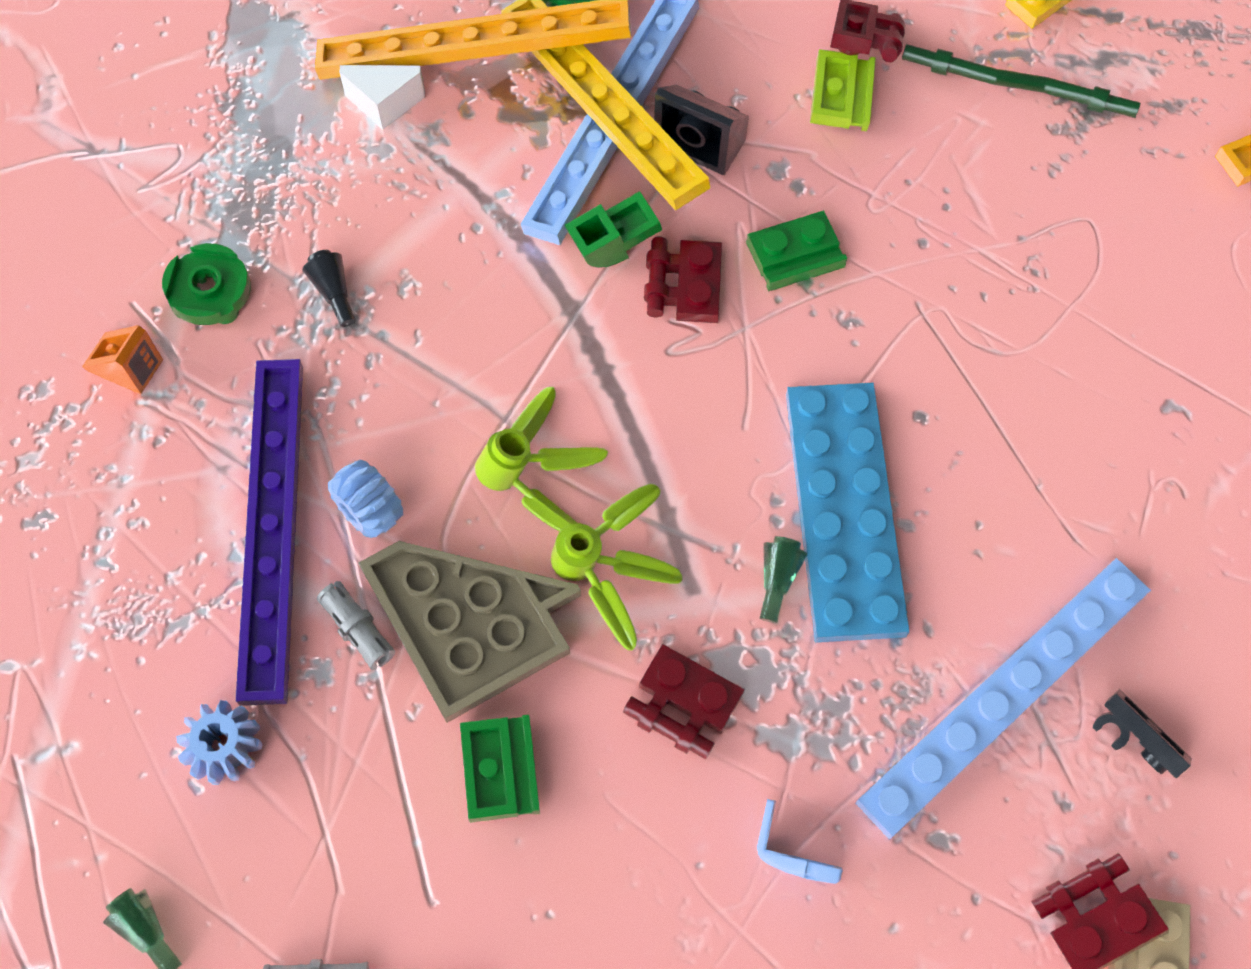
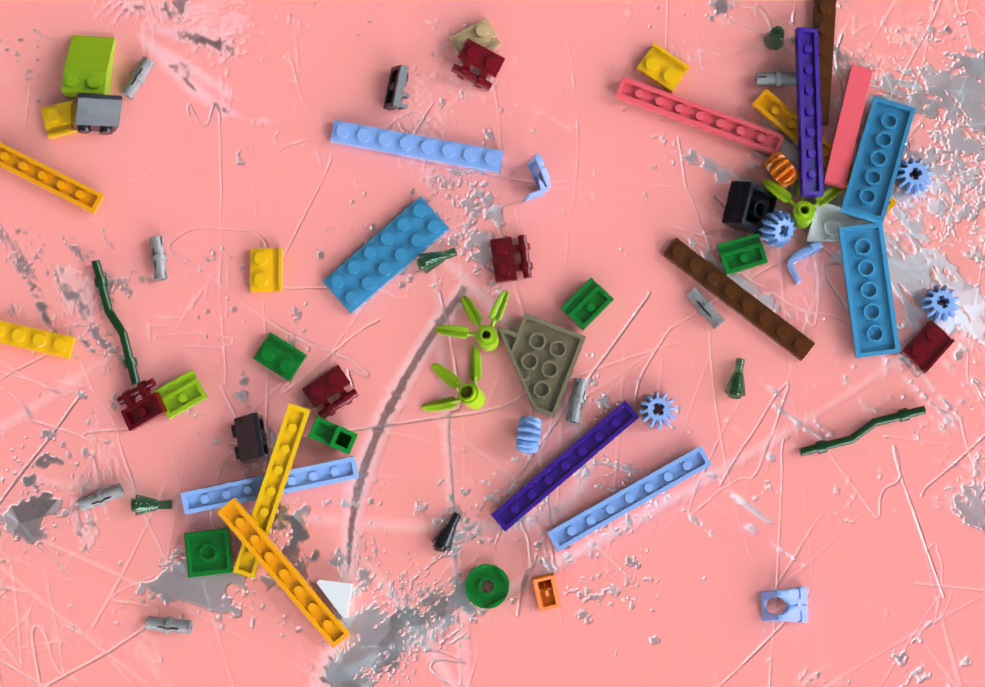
camera: 125 degrees left, 15 degrees up
(126, 593) = (629, 498): none -> light blue plate
(953, 321) = (266, 270): none -> yellow plate
(1082, 190) = (158, 258): none -> light grey pin

